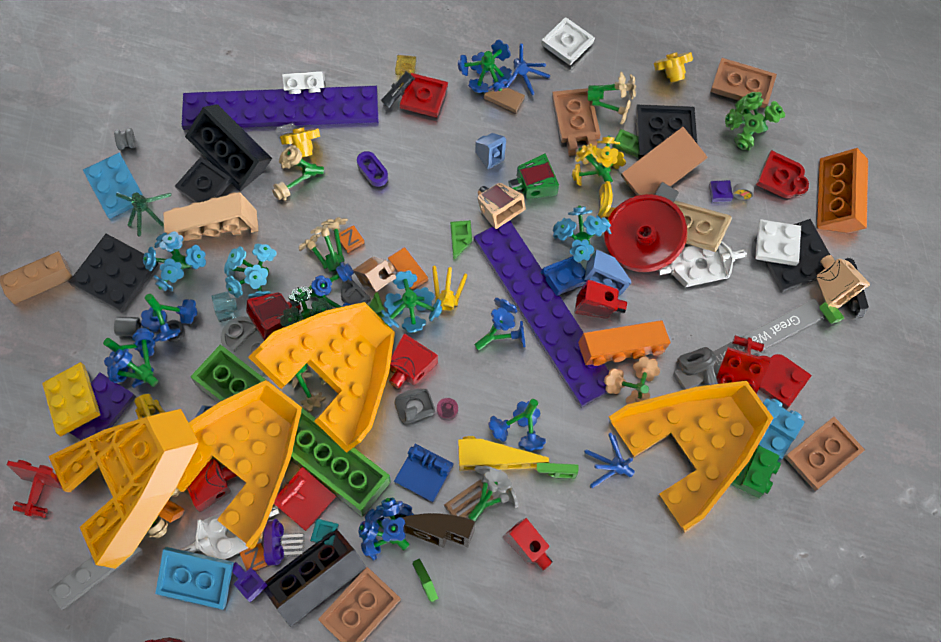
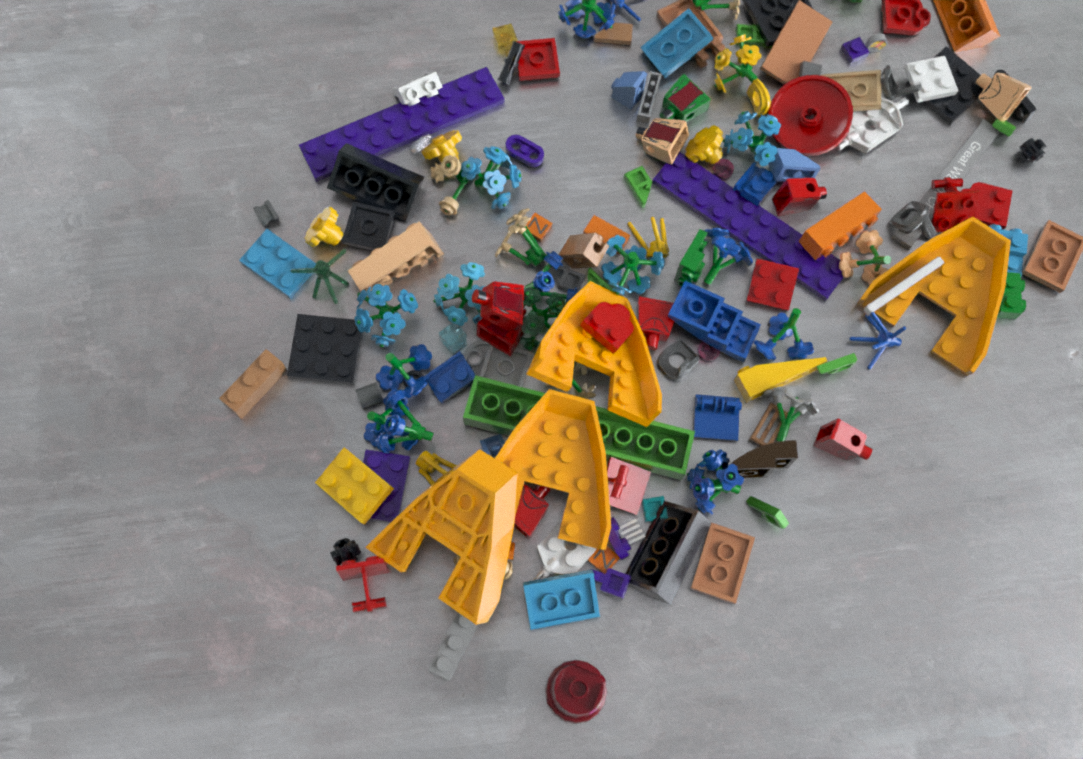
camera: 25 degrees left, 5 degrees up
(33, 453) = (345, 550): none -> black gear
(164, 170) = (324, 229): none -> yellow plant
(204, 339) = (450, 377): none -> blue plate
(270, 289) = (501, 304): none -> red torso
(324, 181) = (491, 178): none -> dark azure plant
(360, 347) = (609, 325): none -> red plate
(462, 383) = (714, 321): none -> blue slope
(465, 321) = (691, 264): none -> green plate
(507, 163) = (649, 97): none -> light grey piece
(534, 224) = (705, 145): none -> yellow plant
(535, 372) = (772, 284): none -> red plate
(543, 251) = (723, 169): none -> clear pink tile
(553, 125) = (677, 43): none -> dark azure plate
(654, 420) = (904, 285): none -> white tile
(740, 238) = (891, 89): none -> dark grey piece
(848, 345) = (1032, 150): none -> black gear

